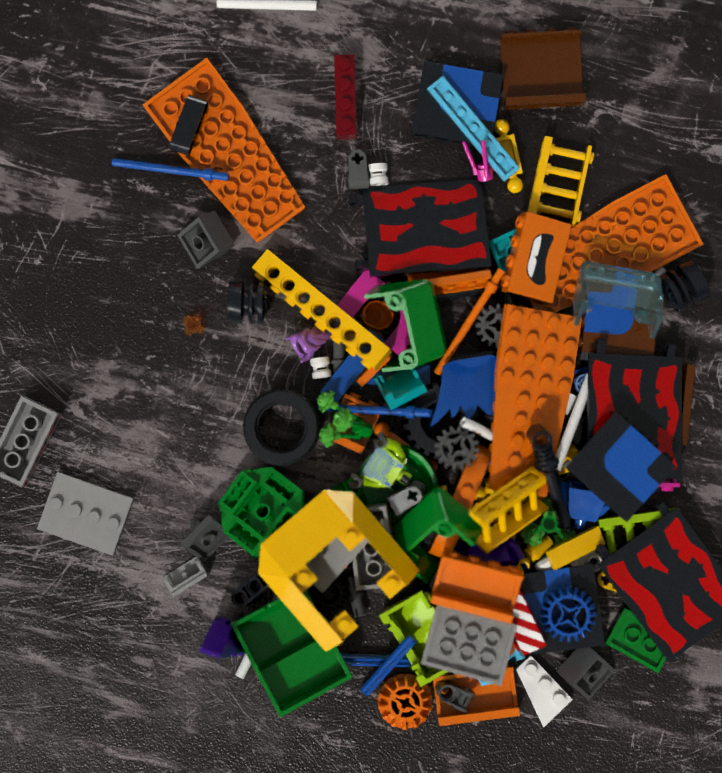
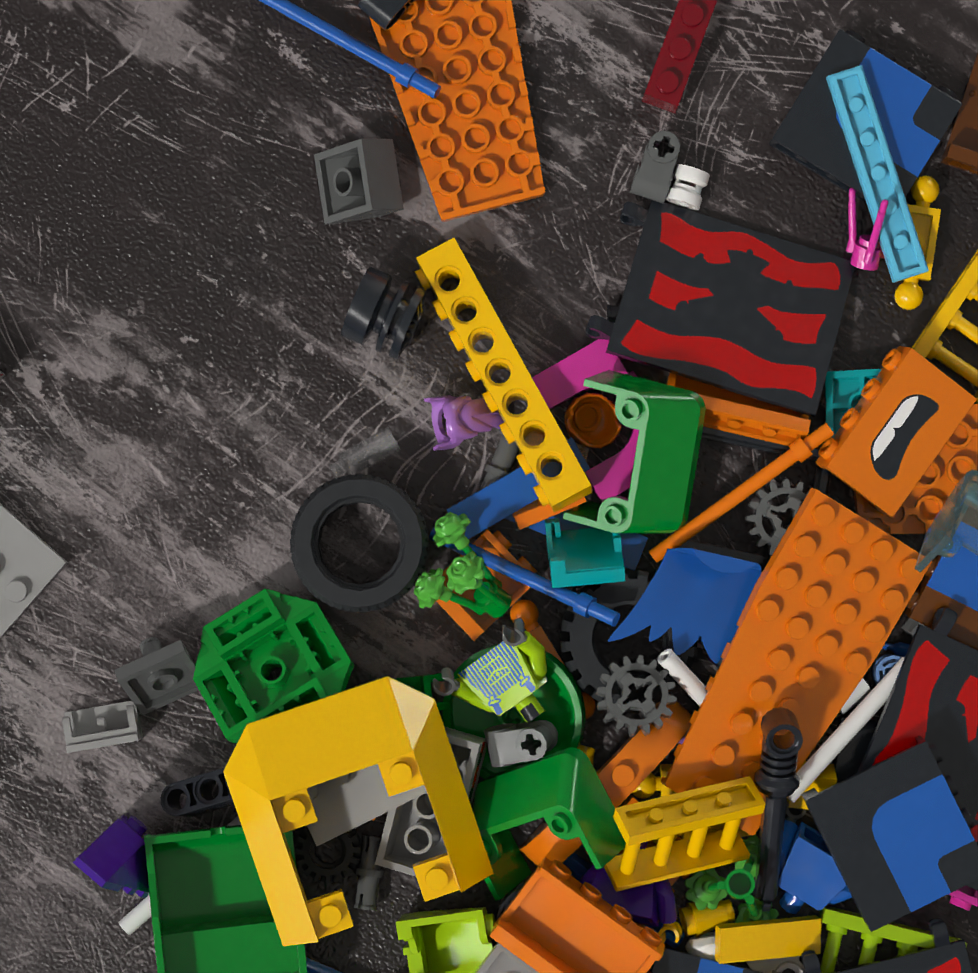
camera: 25 degrees right, 0 degrees up
(198, 328) = (276, 305): clear orange plate -> none
(266, 379) = (365, 453): none -> clear cylinder
(321, 362) = (466, 462): white wheel -> none

